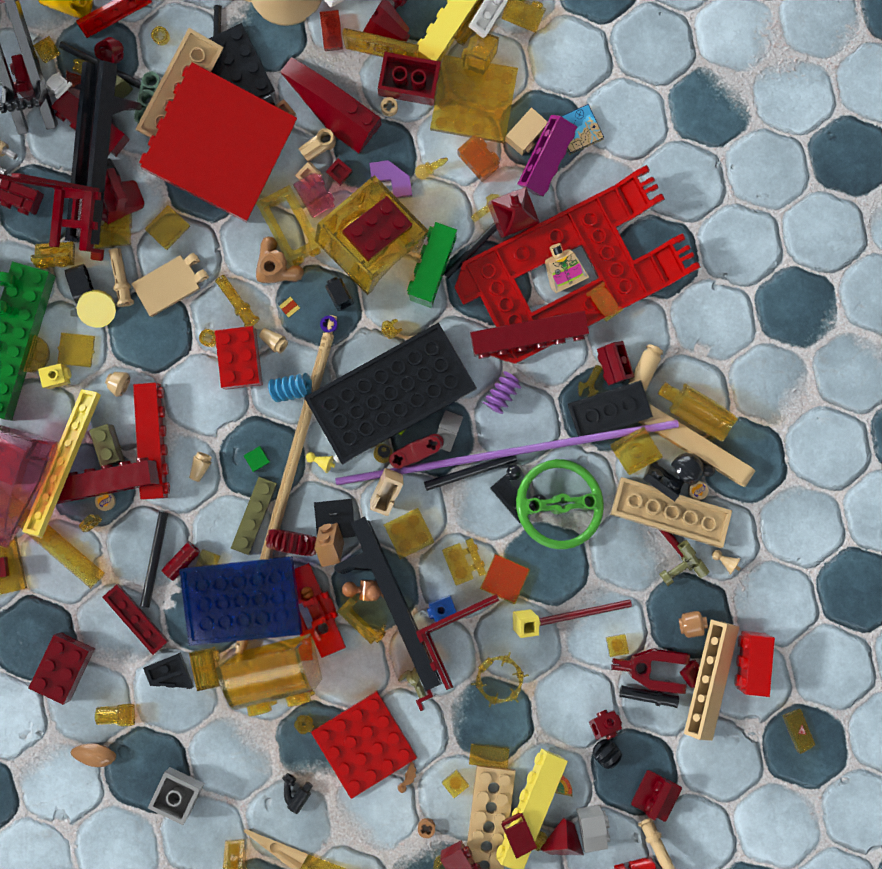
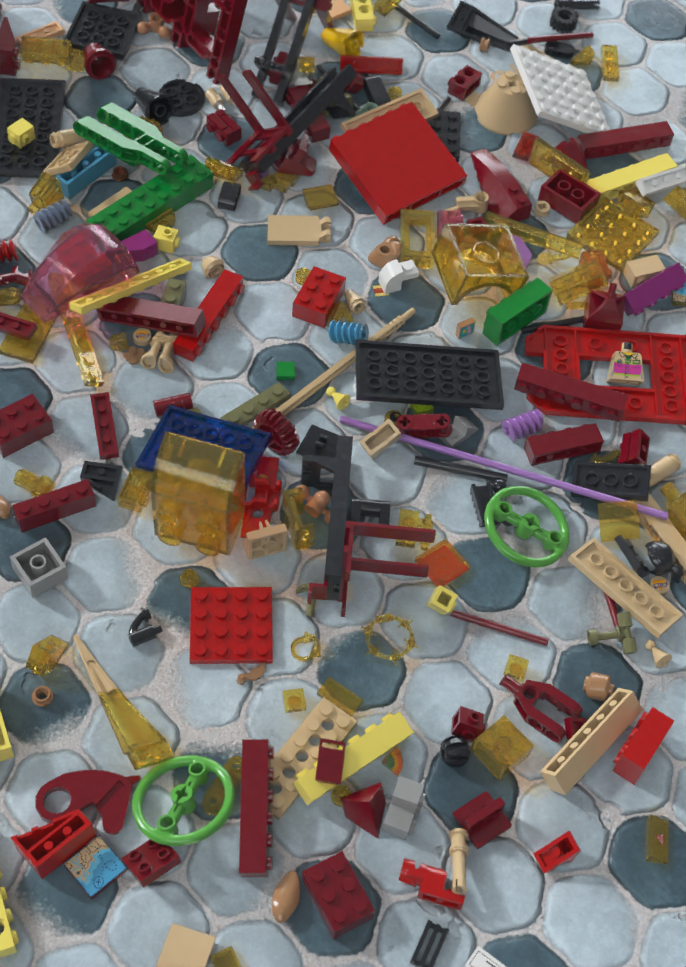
camera: 20 degrees right, 30 degrees down
(33, 405) = (141, 246): none -> magenta slope
(76, 350) = (195, 235): clear yellow piece -> none
(96, 308) = (230, 214): light yellow tile -> none
(111, 524) = (134, 355): none -> medium nougat plant
(121, 285) = (260, 212): tan pin -> none
(143, 50) = (375, 90): none -> black beam
(144, 520) = (164, 343): none -> tan piece
(147, 727) = (54, 505): none -> dark red brick
(154, 559) = (150, 395): black piece -> none
(199, 466) = (236, 350): tan cone -> none
(241, 309) = (342, 267): clear yellow pin -> none
(266, 366) = (338, 312): none -> clear yellow plant
(295, 287) = (394, 273): none -> white brick
(324, 319) = (403, 309): dark purple bush -> none
(329, 544) = (306, 444): medium nougat brick -> none
(339, 293) = (428, 293): black brick -> none
(342, 662) = (265, 541): none -> tan piece
(377, 228) = (489, 252): dark red plate -> none
(388, 329) = (454, 339): clear yellow plate -> none
(393, 309) = (465, 328): none -> tile
(398, 151) = (537, 236): none -> clear yellow tile
(409, 533) = (379, 483): clear yellow plate -> none
(414, 564) = (370, 508): none -> black connector
(428, 822) = (247, 722): medium nougat bush -> none
(431, 719) = (305, 639): none -> clear yellow piece
(441, 608) = (372, 549): blue brick -> none
(470, 189) = (578, 281): none -> clear yellow slope
(548, 391) = (563, 444): none -> dark red brick
(604, 301) = (648, 406): clear yellow piece -> none
(642, 728) = (502, 747): none -> clear yellow brick
(657, 698) = (529, 731): black pin -> none
(728, 793) = (557, 852): none -> red slope

